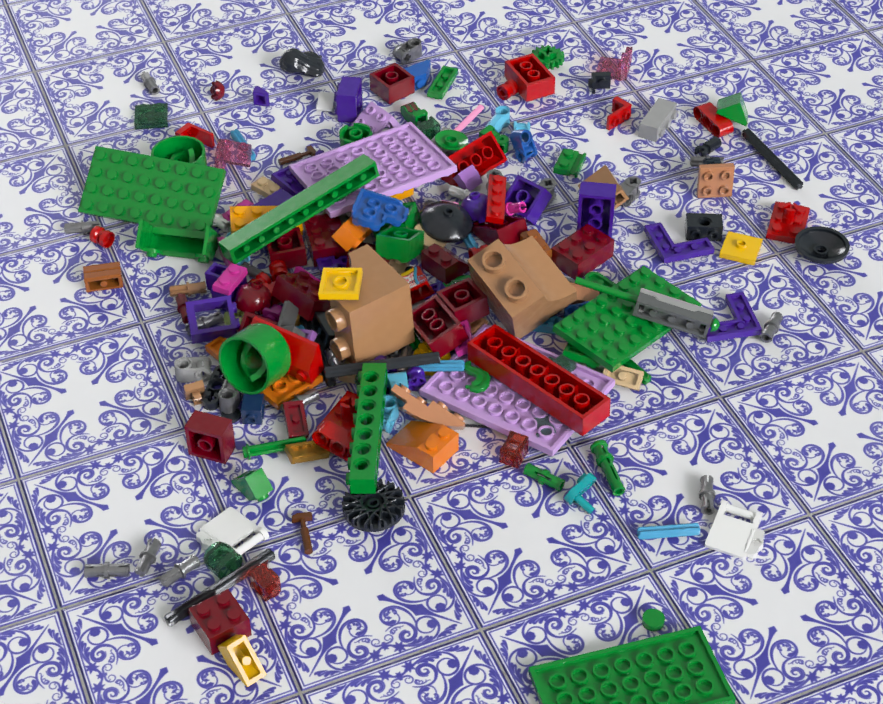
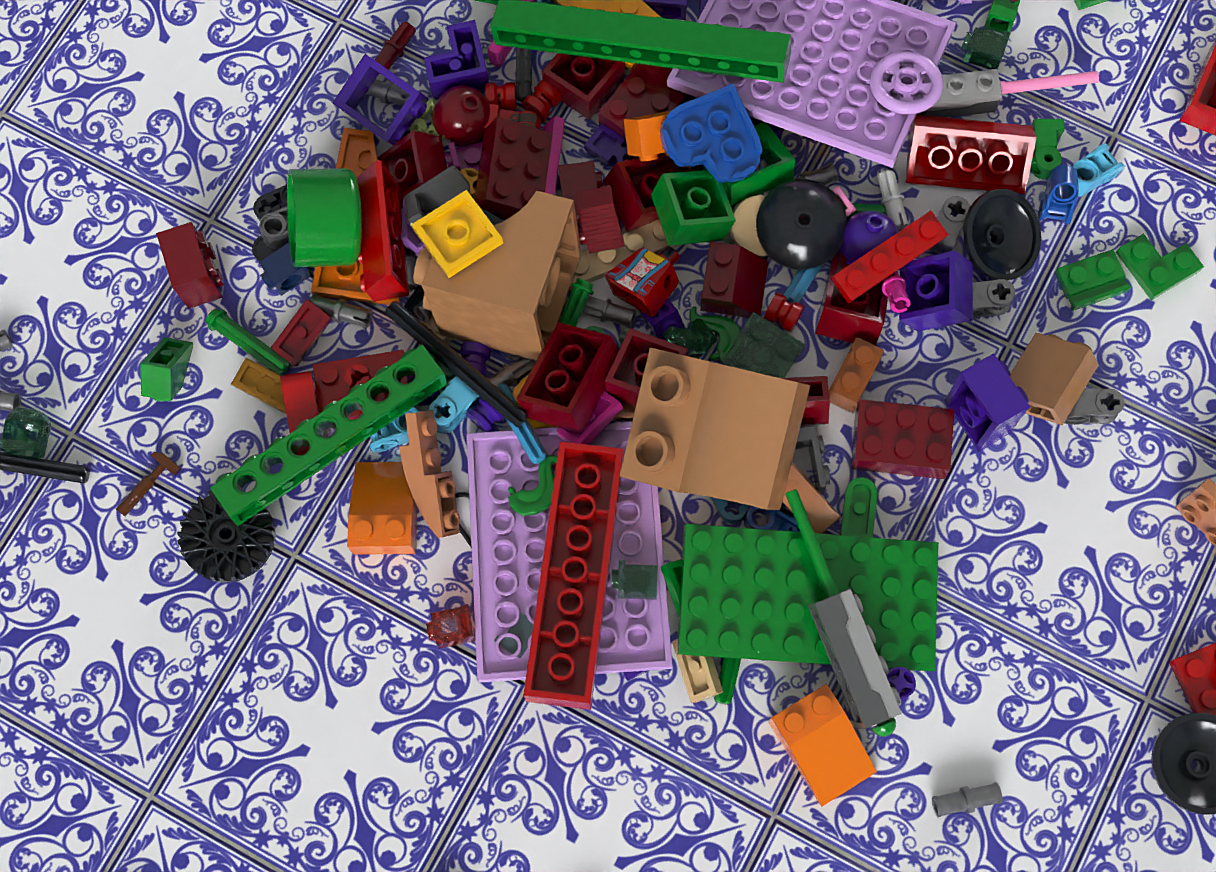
camera: 55 degrees right, 30 degrees up
(188, 288) = (426, 23): medium nougat axle -> none
(190, 369) = (300, 150): light grey piece -> none
(194, 391) = (260, 182): medium nougat tile -> none
(230, 279) = (453, 66): dark pink plate -> none
(231, 528) = (83, 399): white piece -> none
(265, 581) = (33, 505): clear red window -> none
(424, 143) = (911, 76): none -> lavender plate
(451, 139) = (974, 95): green dish -> none
(468, 178) = (924, 181): medium lavender piece -> none
(500, 119) = (1090, 121): medium azure piece -> none
(507, 89) = (1175, 77): red wheel -> none
(516, 165) = (1013, 234): none -> black dish
(554, 482) = (440, 695): green pin -> none
(584, 482) = (431, 757): teal piece -> none
(587, 144) = (1158, 273): none -> green plate
(605, 461) = (492, 798): green pin -> none
(673, 252) = (1012, 558): dark purple plate -> none
(700, 356) = (823, 744): none -> orange slope
(703, 225) = (1122, 569): black brick -> none
(741, 248) = (1109, 643): yellow plate -> none
(744, 321) = (946, 760): dark purple plate -> none

